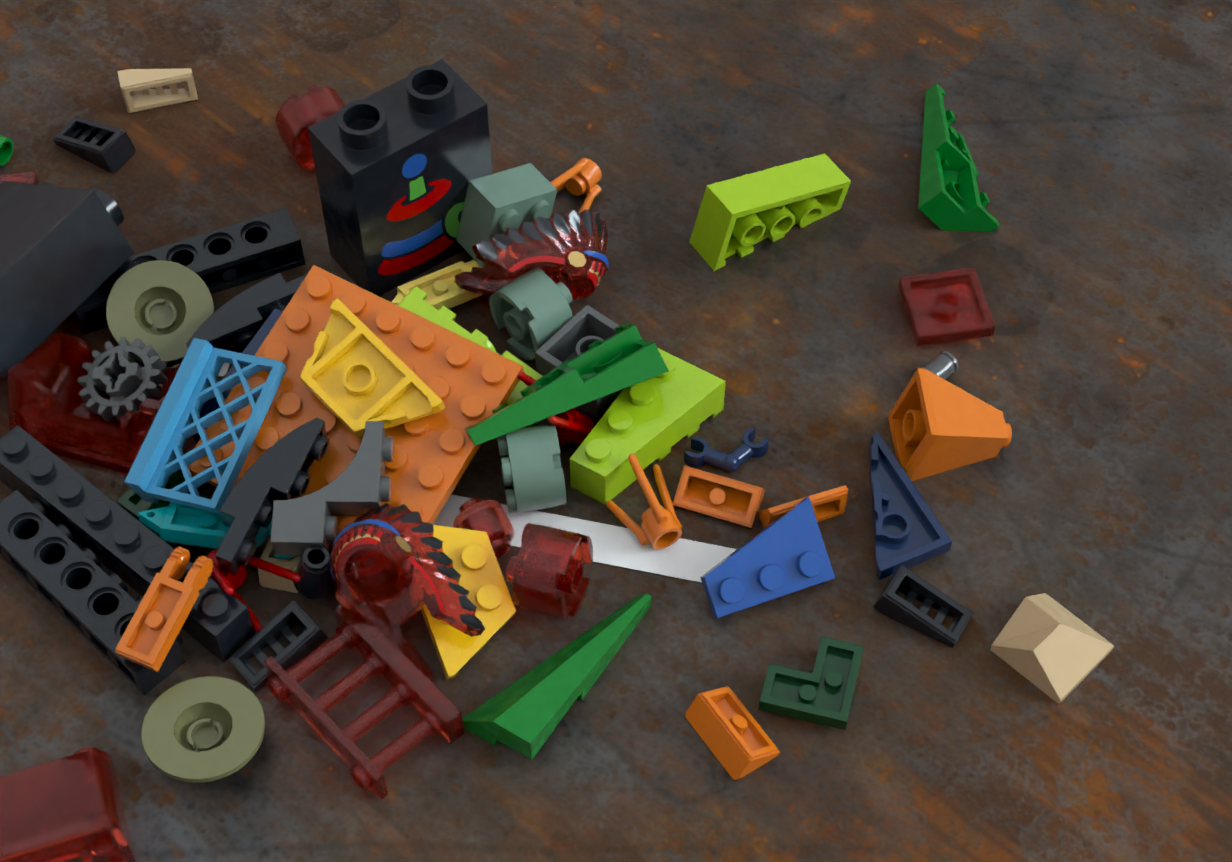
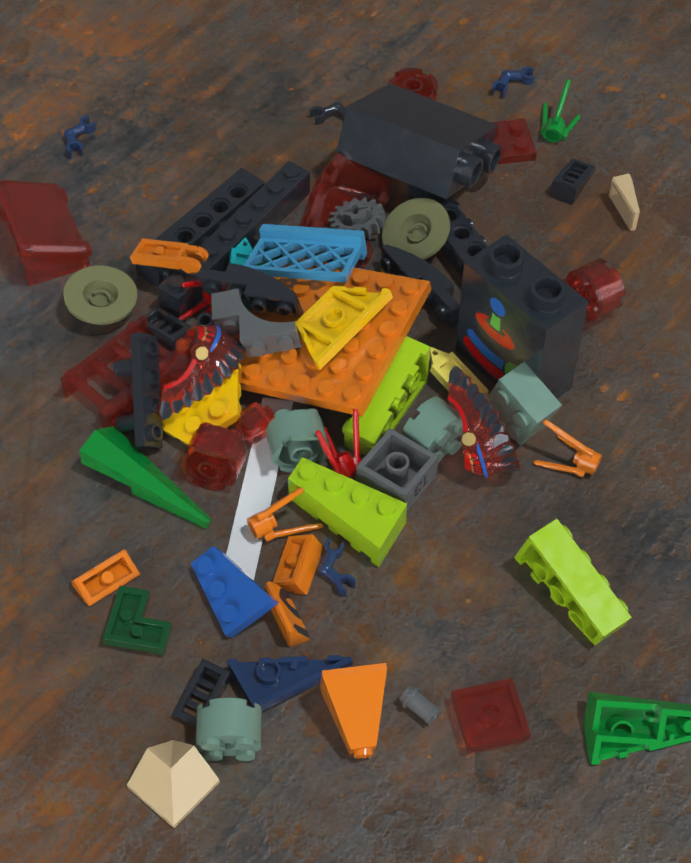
camera: 85 degrees right, 0 degrees up
(389, 643) = (146, 391): none -> black plate
(597, 372) = (365, 461): green wedge -> none
(993, 563) = (228, 729): none -> sand green brick

